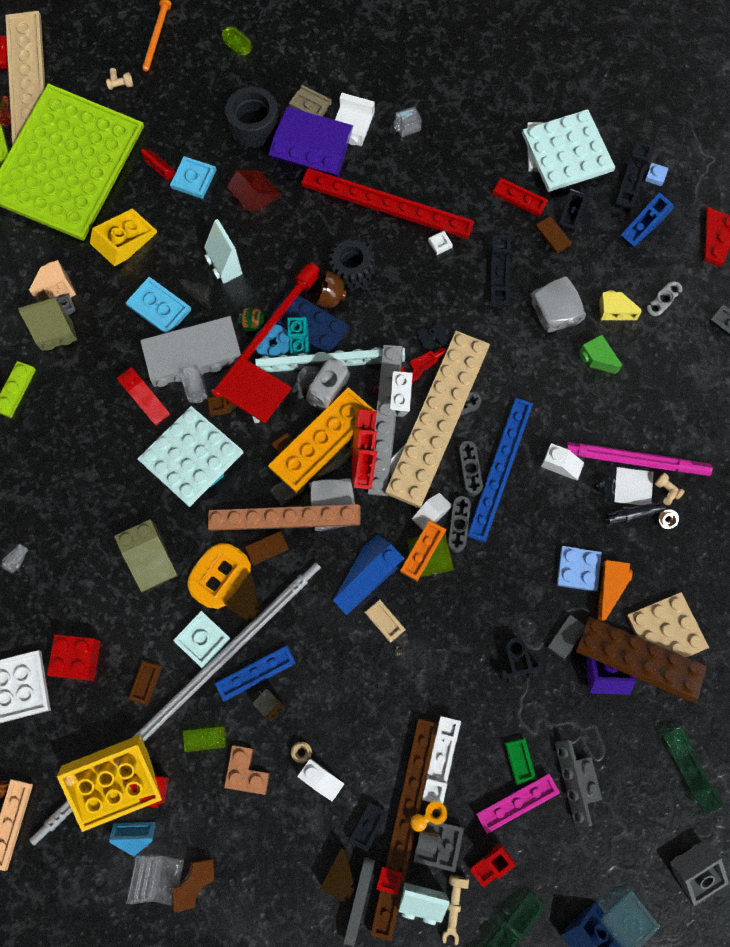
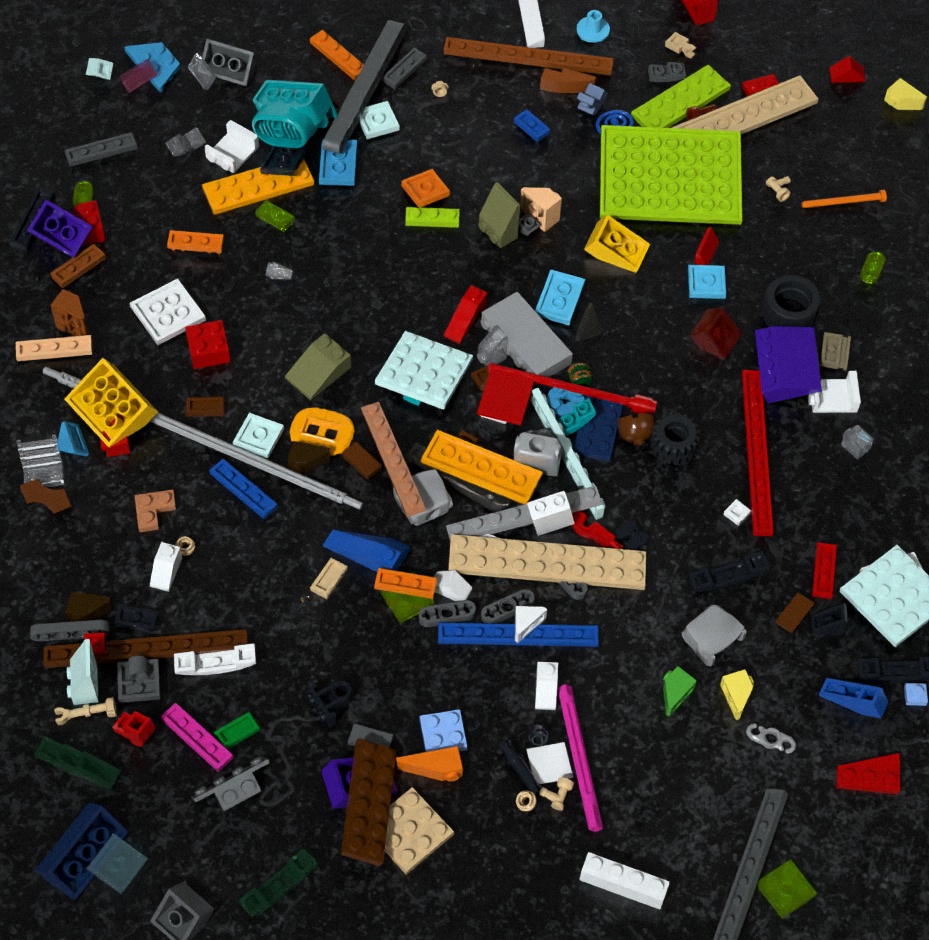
camera: 65 degrees right, 15 degrees down
(204, 739) = (171, 468): clear neon green plate -> none
(222, 254) = (632, 328): light aqua slope -> none
(268, 704) = (217, 504): dark brown slope -> none
(363, 449) = (485, 502): red slope -> none
(419, 822) = (152, 654): light orange plate -> none
(497, 456) = (527, 619): none -> white slope

